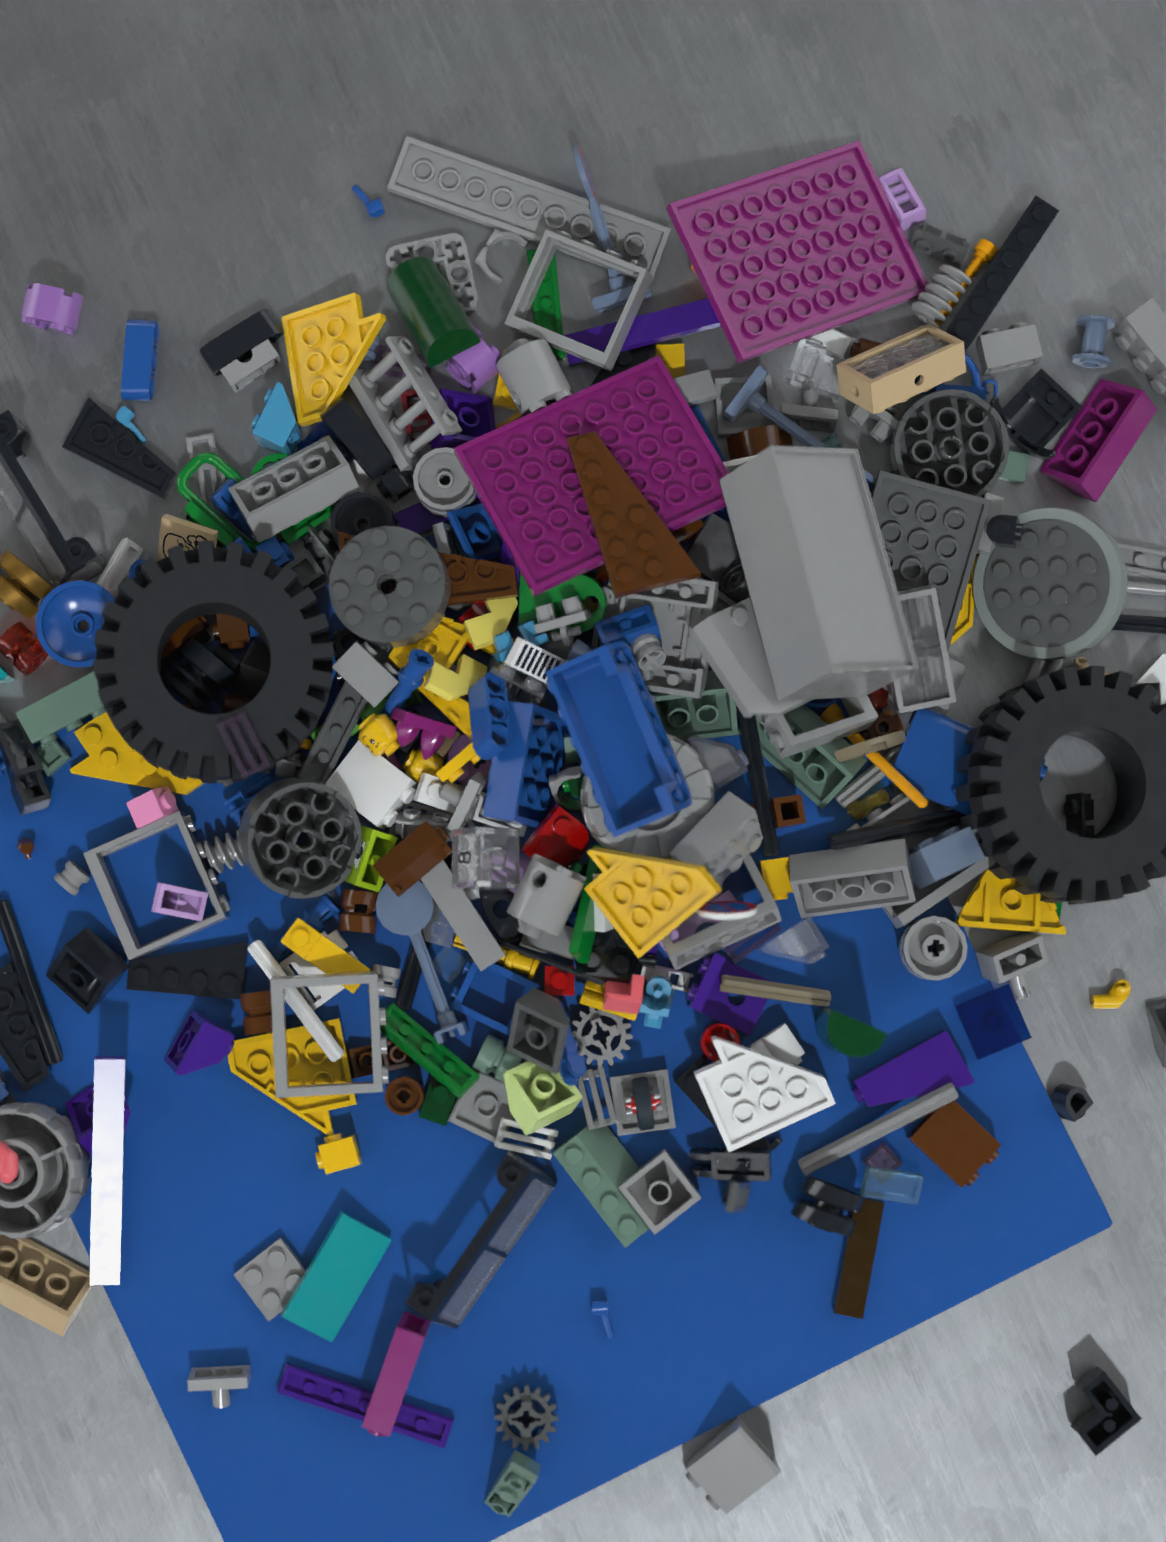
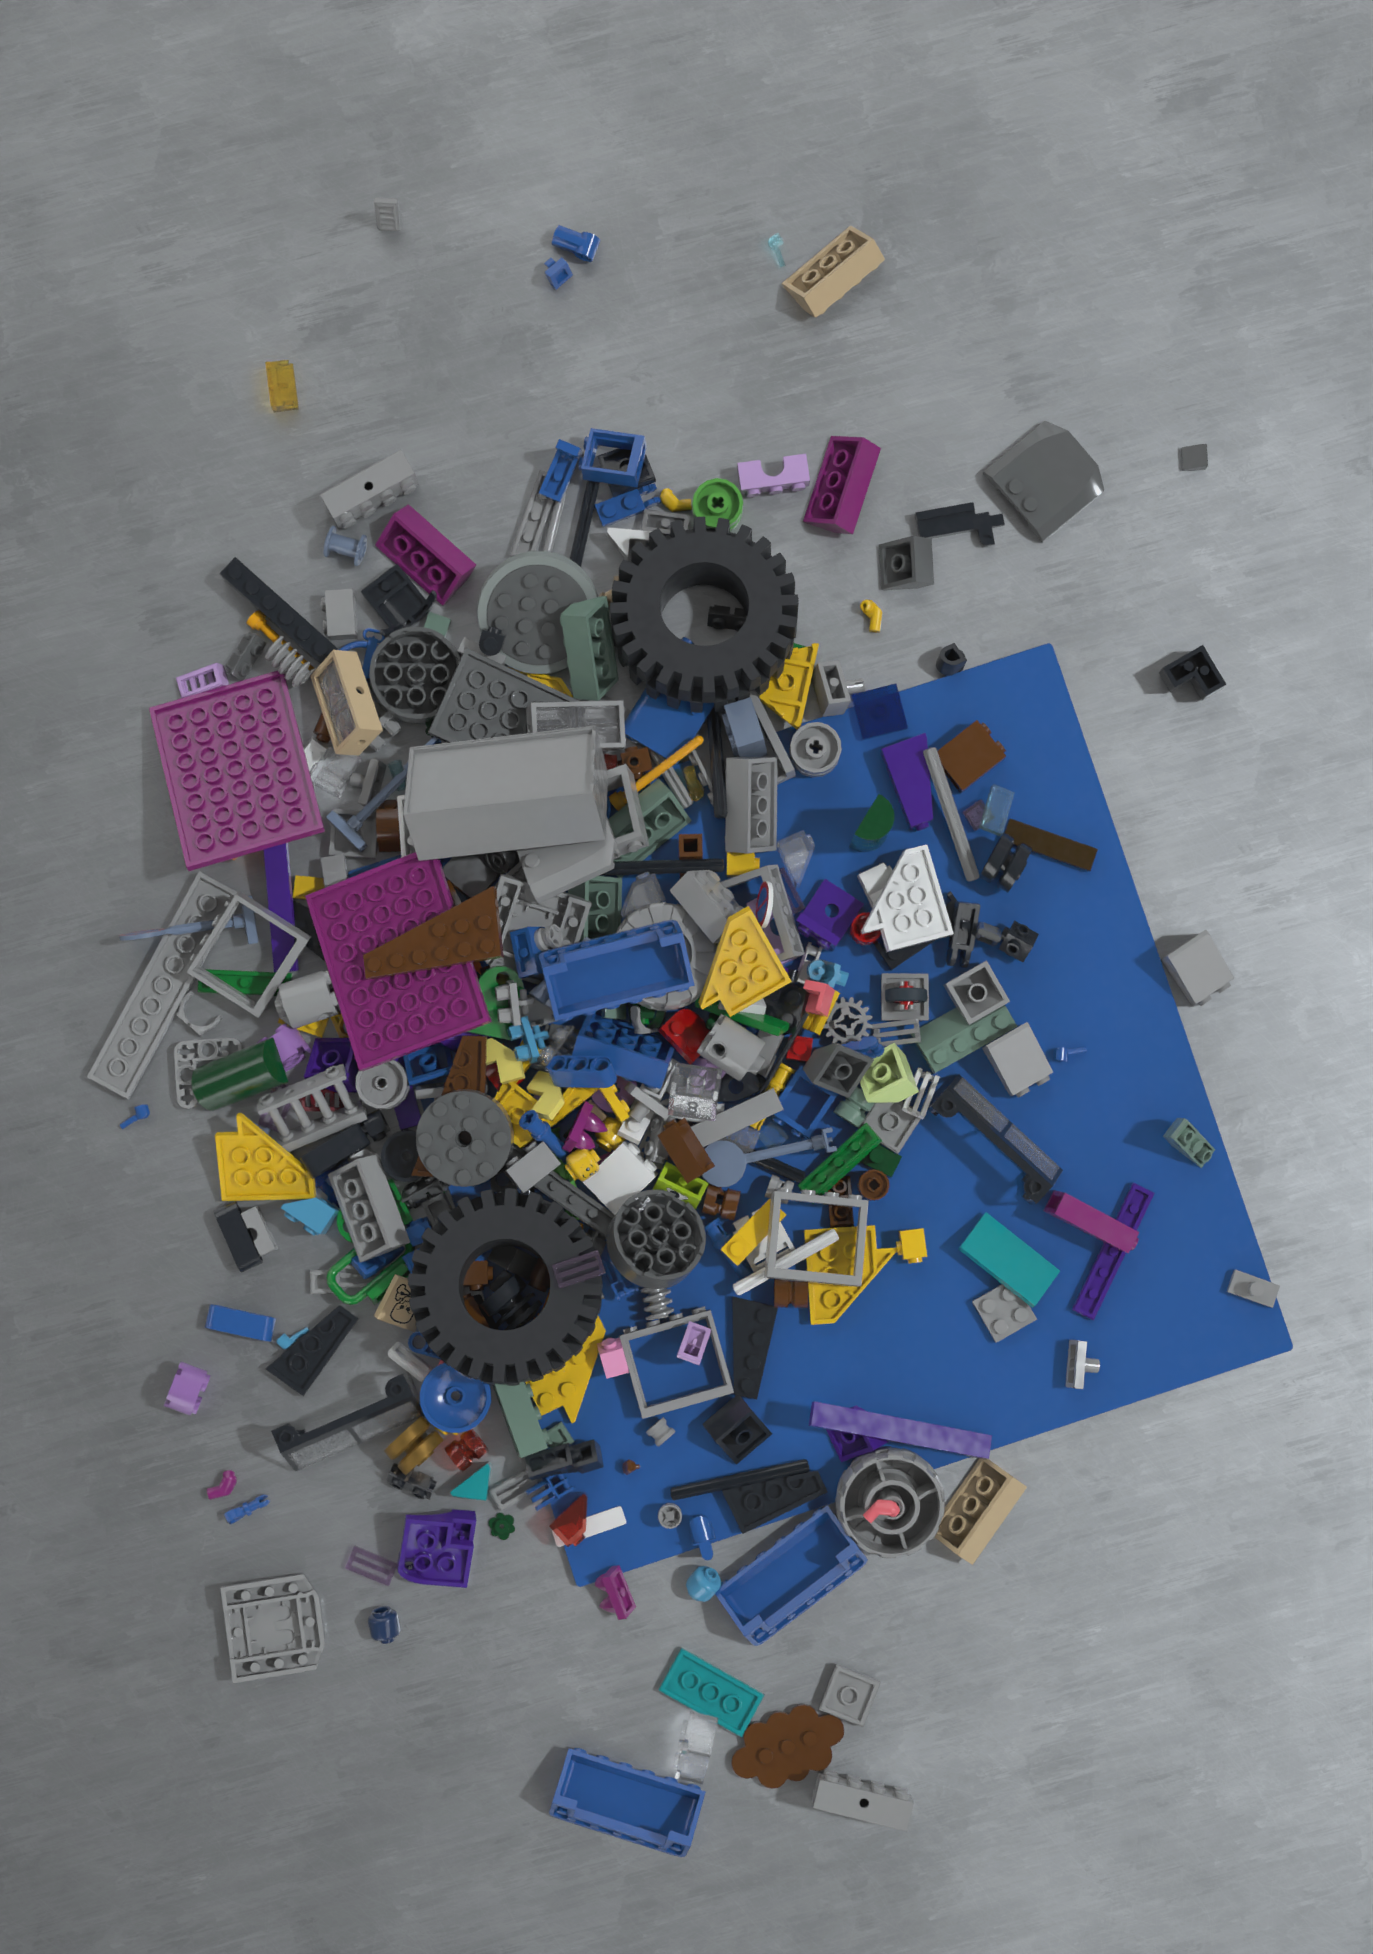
camera: 80 degrees left, 0 degrees up
(199, 1044) = (810, 1345): dark purple slope -> none
(532, 659) = (542, 1030): white tile -> none
(539, 1417) = (1136, 1135): dark grey gear -> none
(583, 1255) = (1018, 1060): none -> light grey slope
(732, 1234) = (1018, 941): none -> black brick
(775, 990) = (831, 879): dark tan axle -> none
(870, 746) = (649, 773): dark tan tile -> none
(1015, 652) = (589, 648): none -> sand green slope

